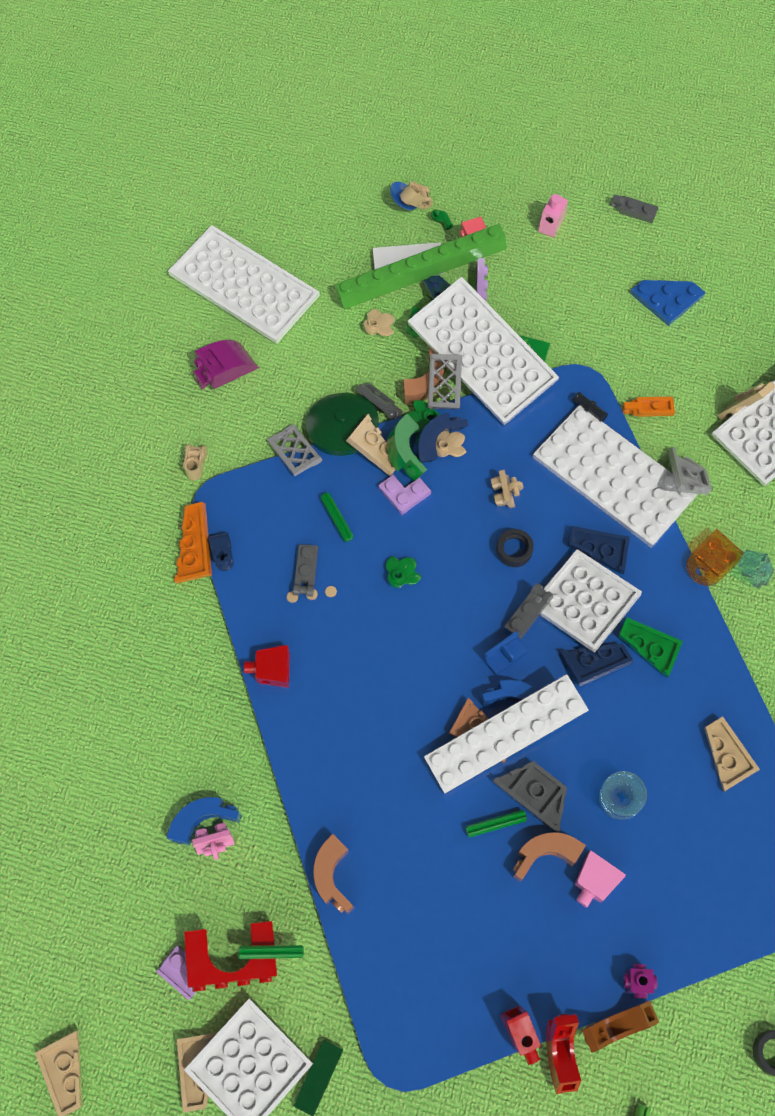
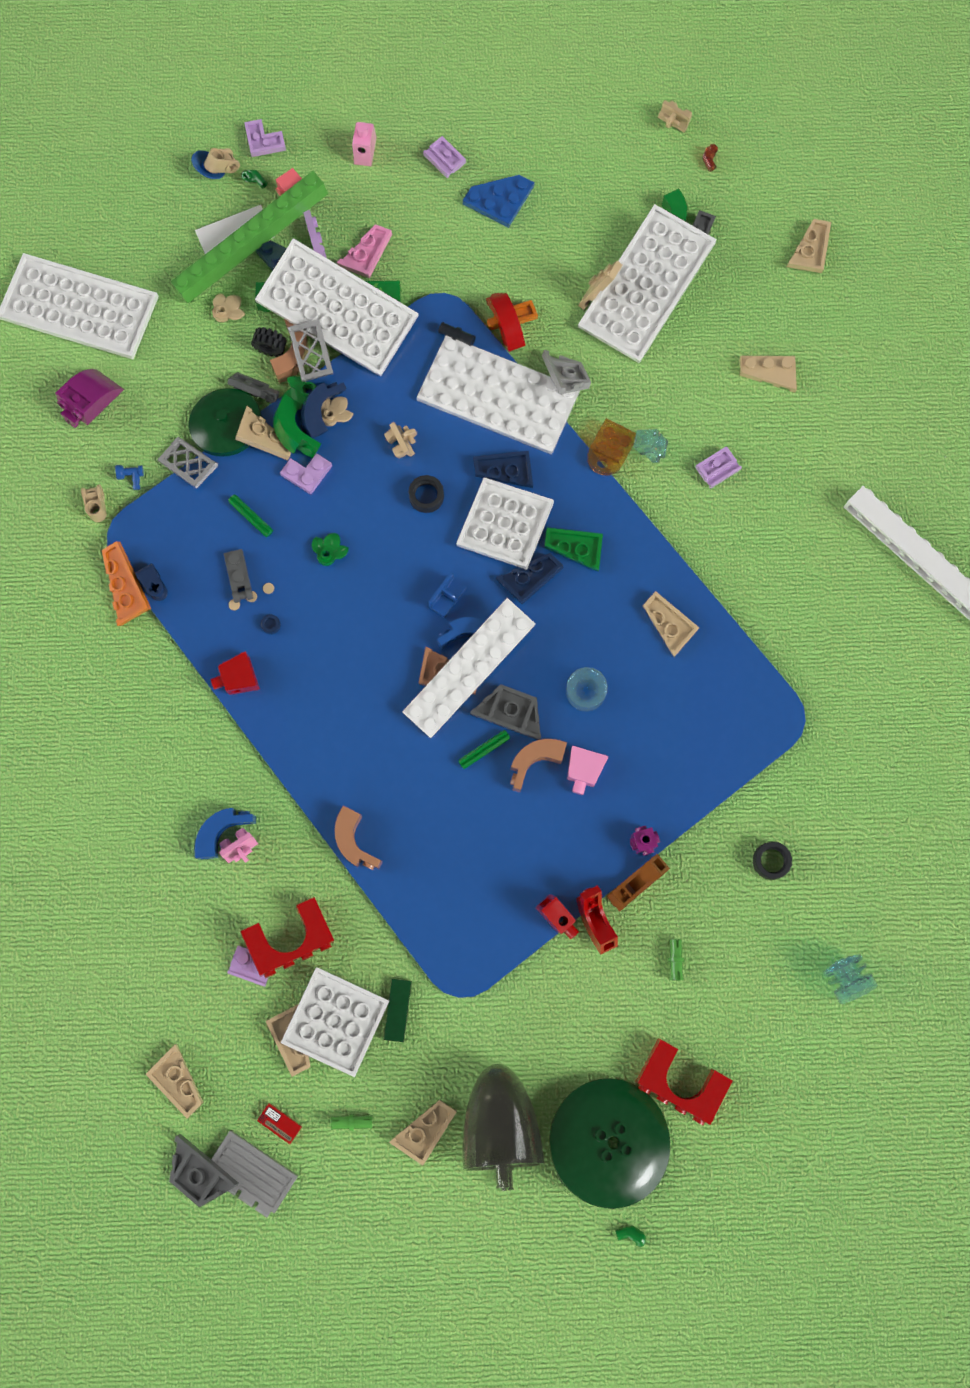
camera: 20 degrees left, 10 degrees up
(242, 445) = (136, 473): none -> blue piece
(270, 952) = (322, 922): green axle -> none
(321, 627) = (270, 624): none -> dark blue tile
(407, 363) = (268, 342): none -> black tyre
(458, 190) = (263, 143): none -> lavender plate
(525, 312) = (367, 253): none -> bright pink wing
(529, 611) = (457, 549): dark grey plate -> none
(625, 247) = (444, 157): none -> lavender plate
(634, 208) = (442, 111): dark grey hinge -> none
(644, 409) = (507, 320): none -> red arch

